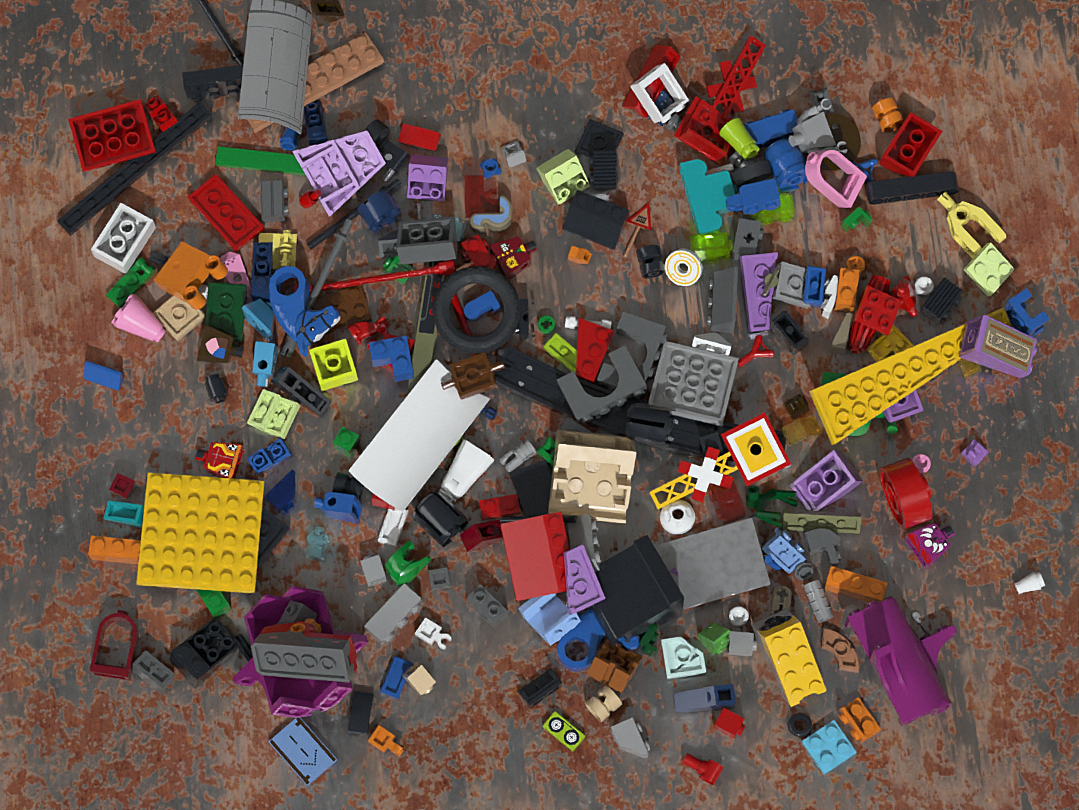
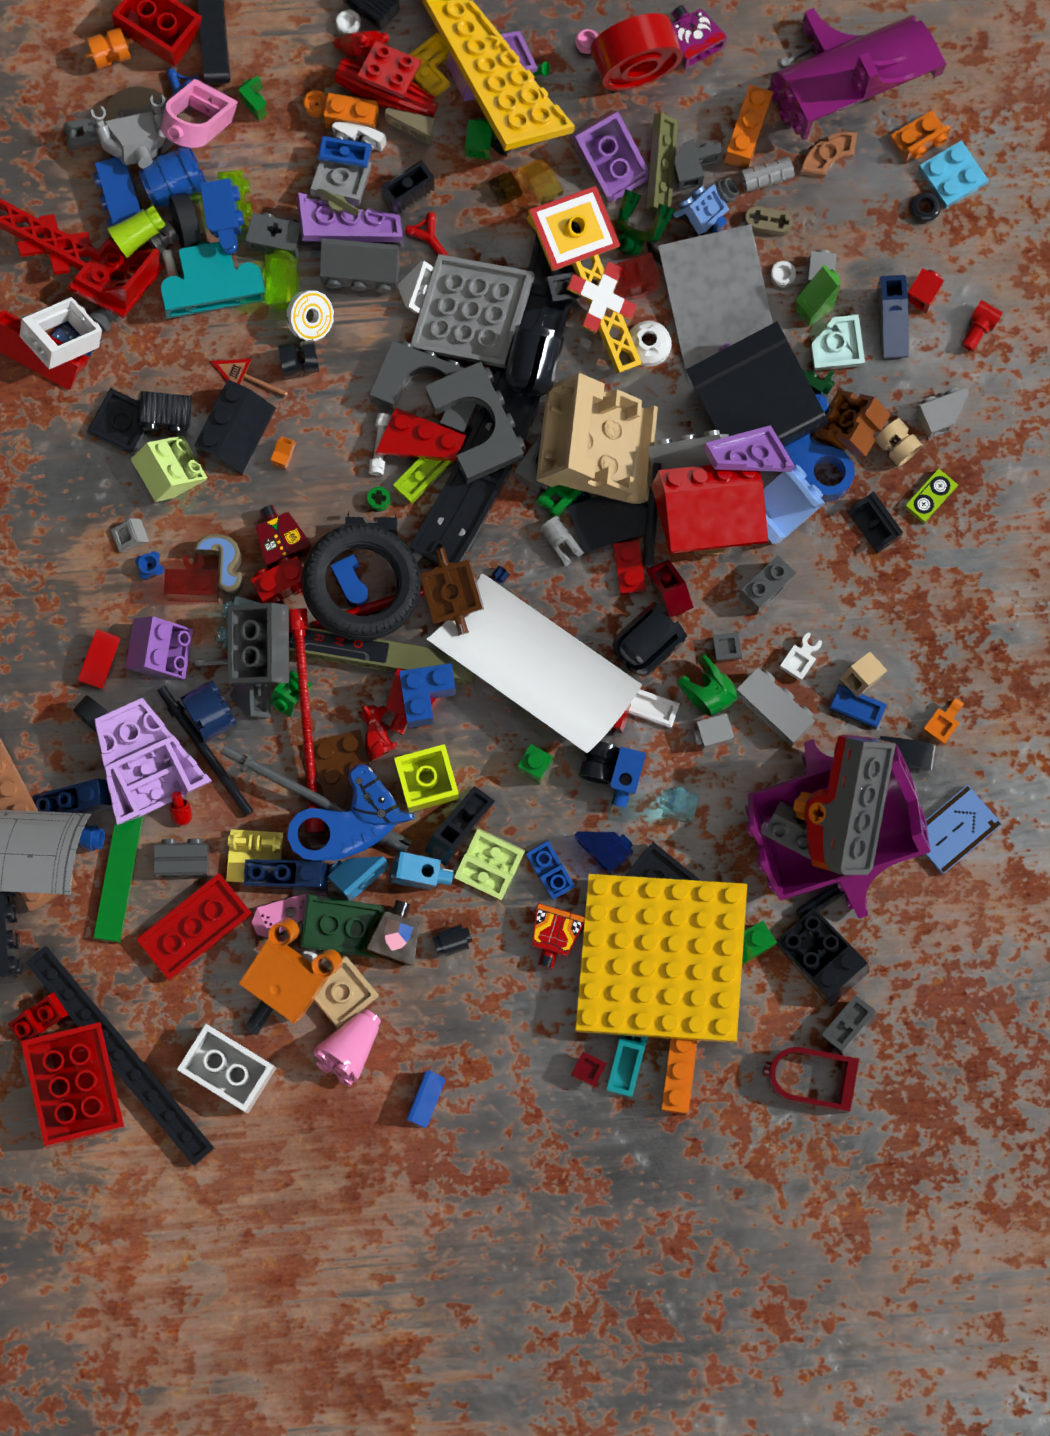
camera: 90 degrees left, 5 degrees up
(130, 282) = (291, 1062): green plate -> none
(393, 157) = (126, 692): black piece -> none
(465, 469) = (579, 609): white piece -> none
(790, 656) = (842, 204): yellow piece -> none

